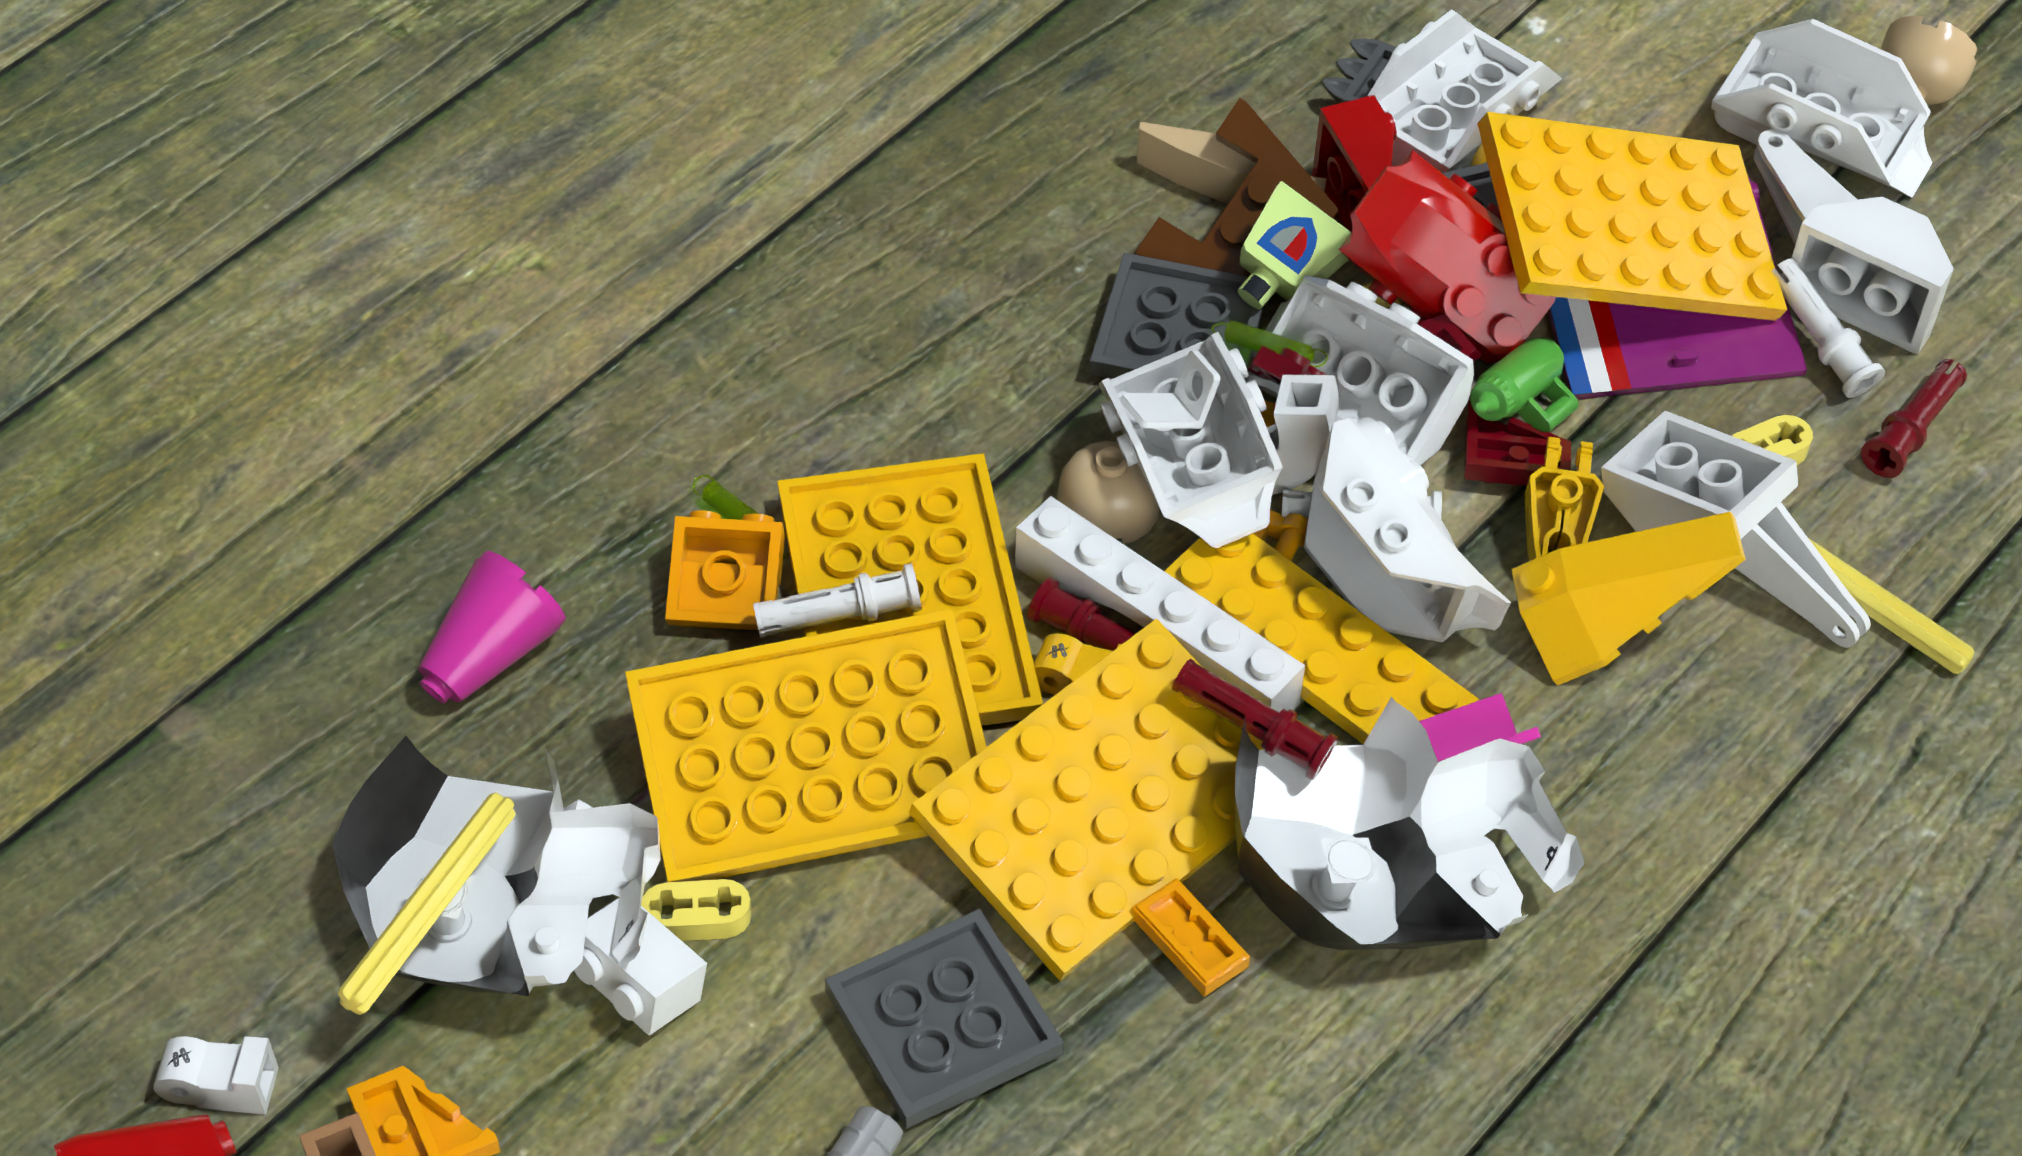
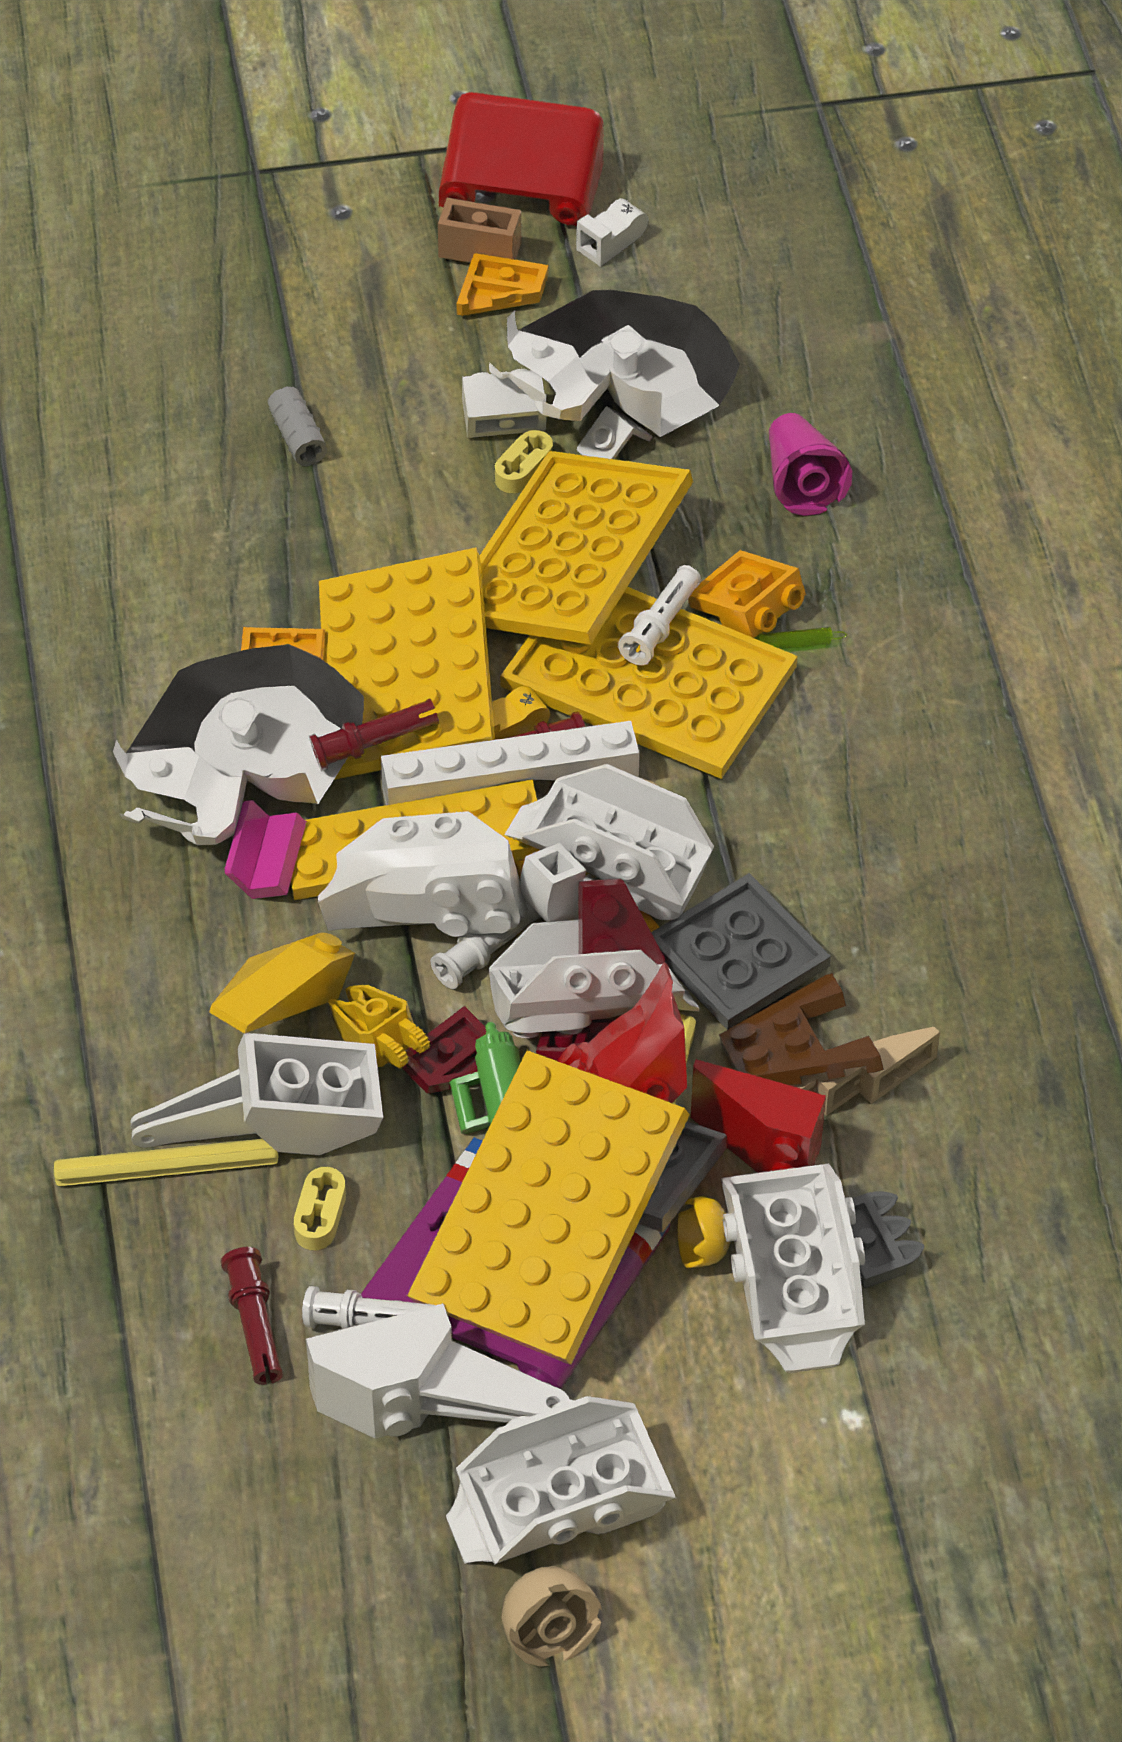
camera: 130 degrees right, 0 degrees up
(426, 904) = (615, 320): light yellow axle -> none
(943, 1018) = (345, 515): dark grey plate -> none
(1179, 408) = (637, 818): white bracket -> none
(1254, 338) = (678, 955): clear neon green piece -> none
(1288, 243) = (726, 1018): yellowish green torso -> none

